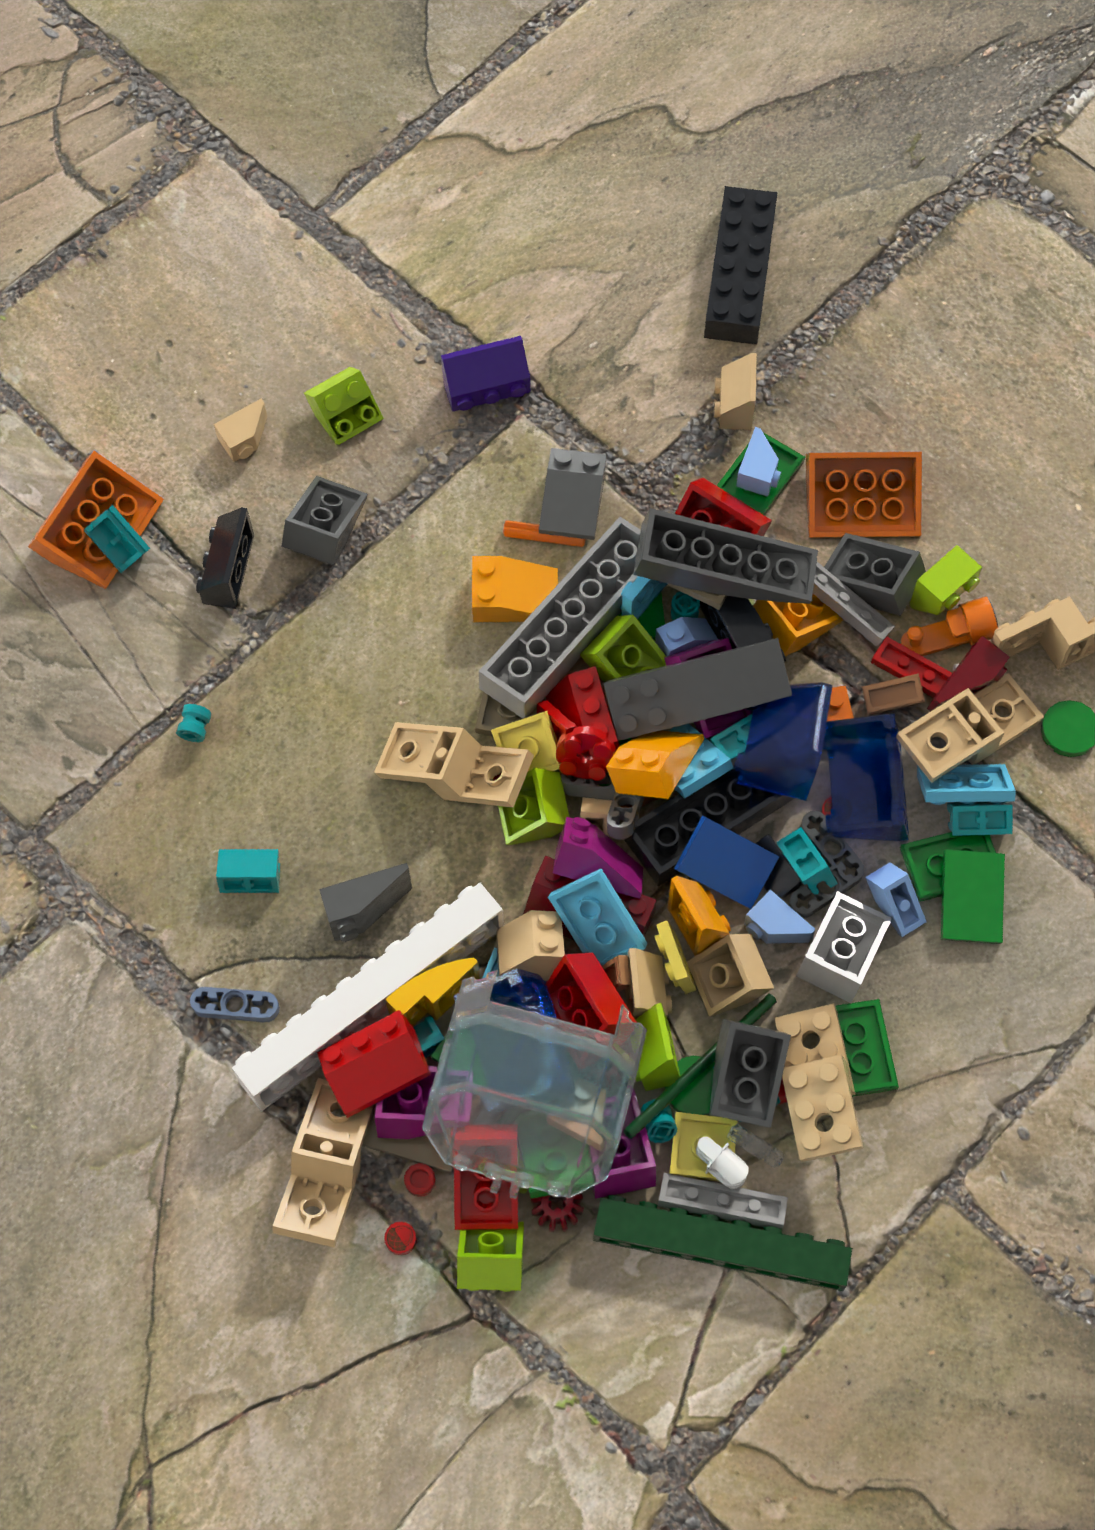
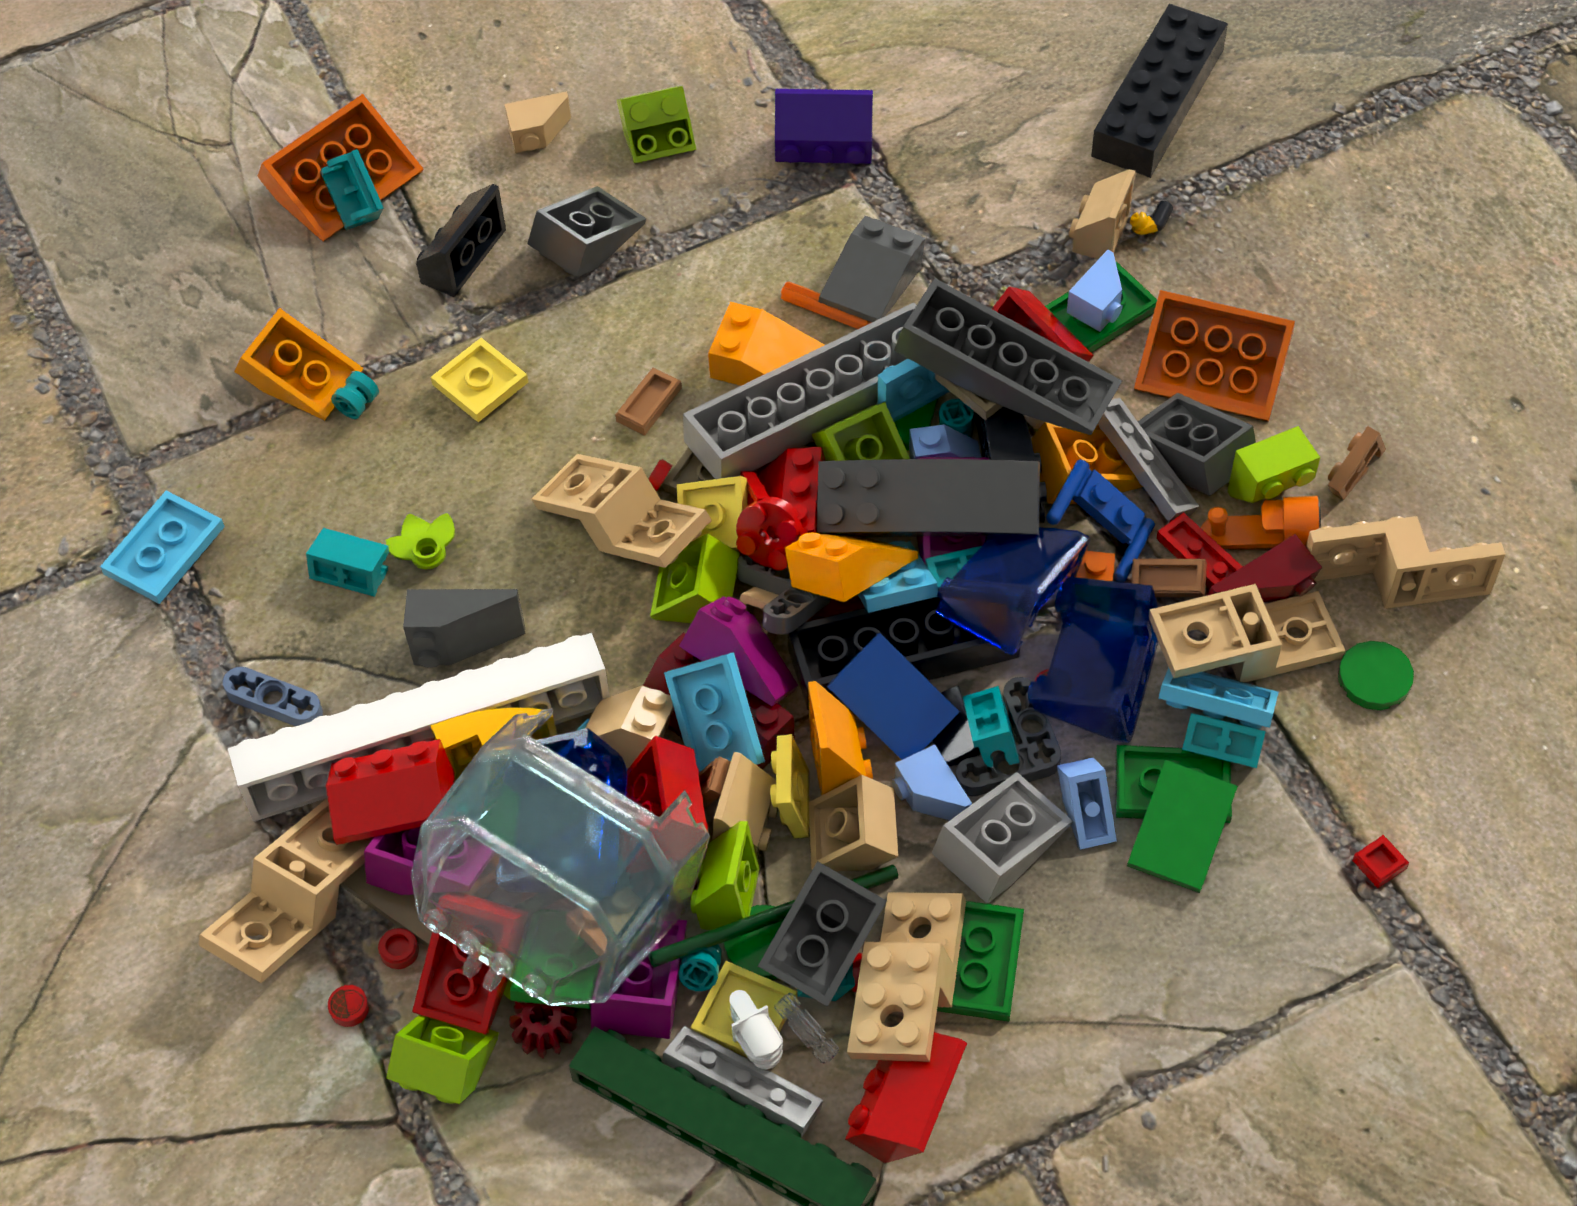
camera: 20 degrees right, 10 degrees down
(90, 903) = (162, 547): none -> medium azure plate
(135, 711) = (296, 365): none -> light orange slope
(290, 679) = (479, 379): none -> light yellow plate
(297, 831) = (422, 538): none -> lime plate
(433, 658) = (648, 401): none -> medium nougat tile
(469, 721) = (659, 473): none -> red tile
(775, 386) = (1156, 222): none -> arm
(831, 651) = (1108, 508): none -> blue plate
(853, 1182) = (904, 1102): none -> red slope
(1004, 546) = (1362, 449): none -> medium nougat wing

